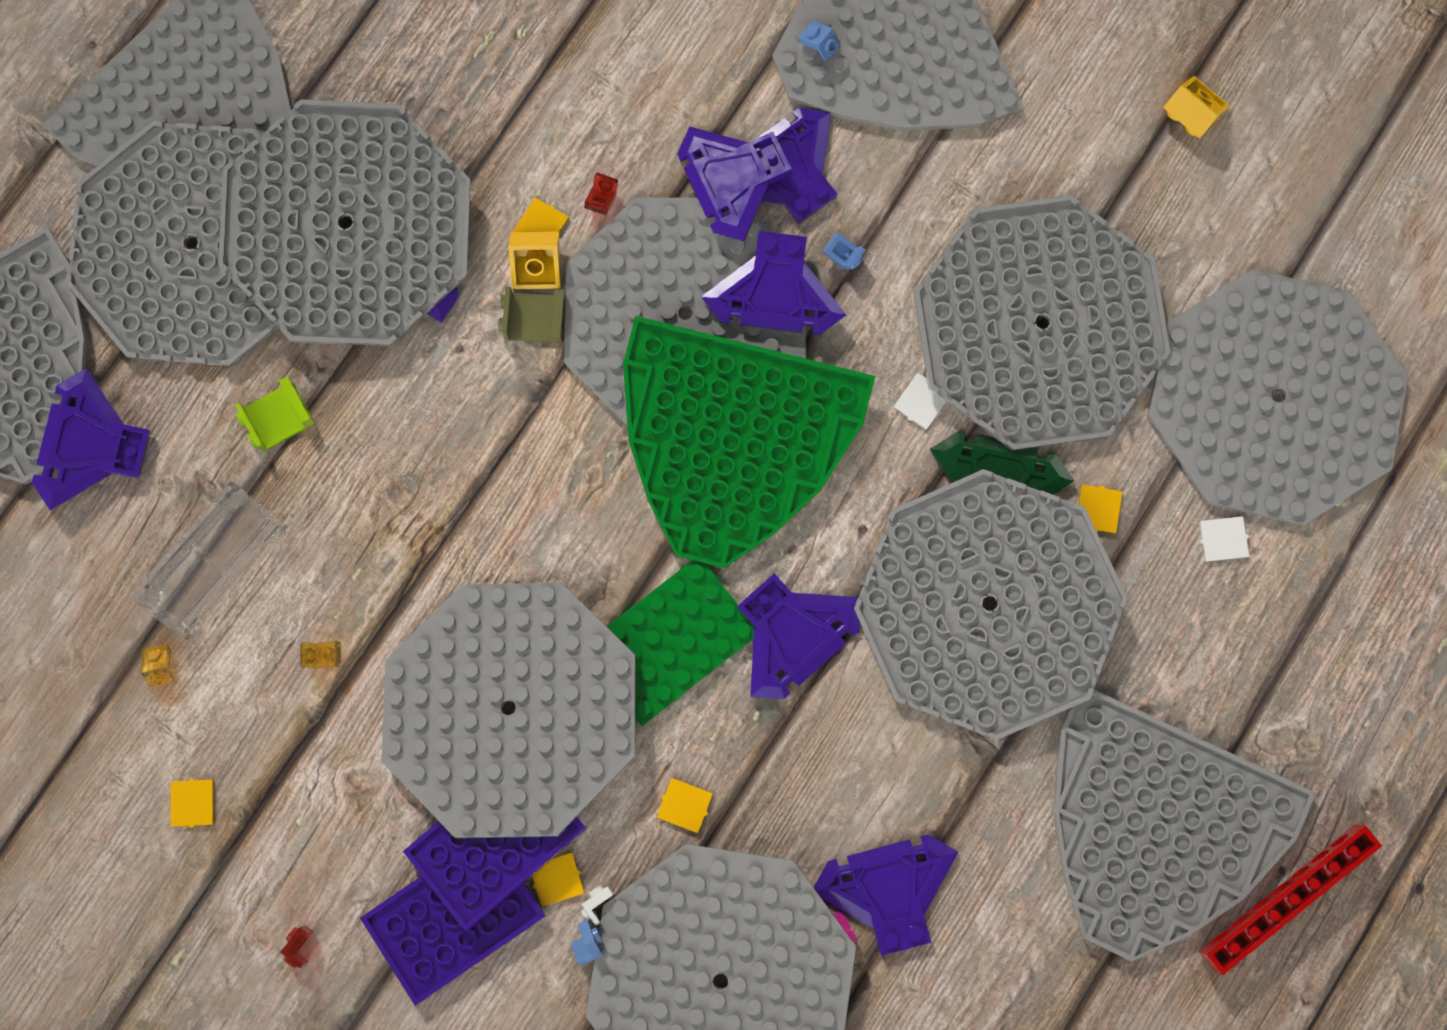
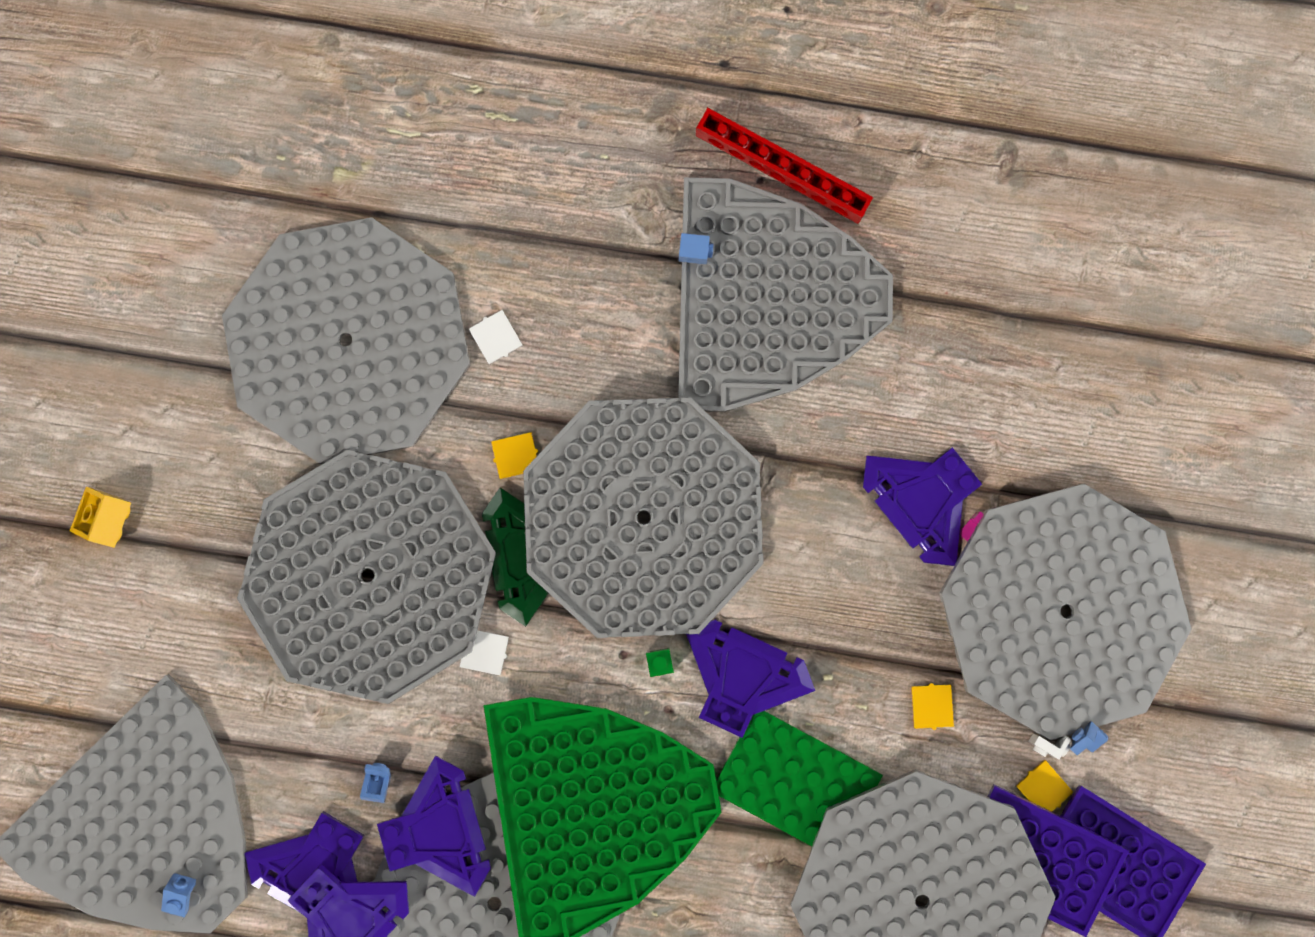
camera: 115 degrees left, 5 degrees up
(842, 559) = (659, 662): none -> green brick
(1239, 769) = (695, 248): none -> medium blue brick

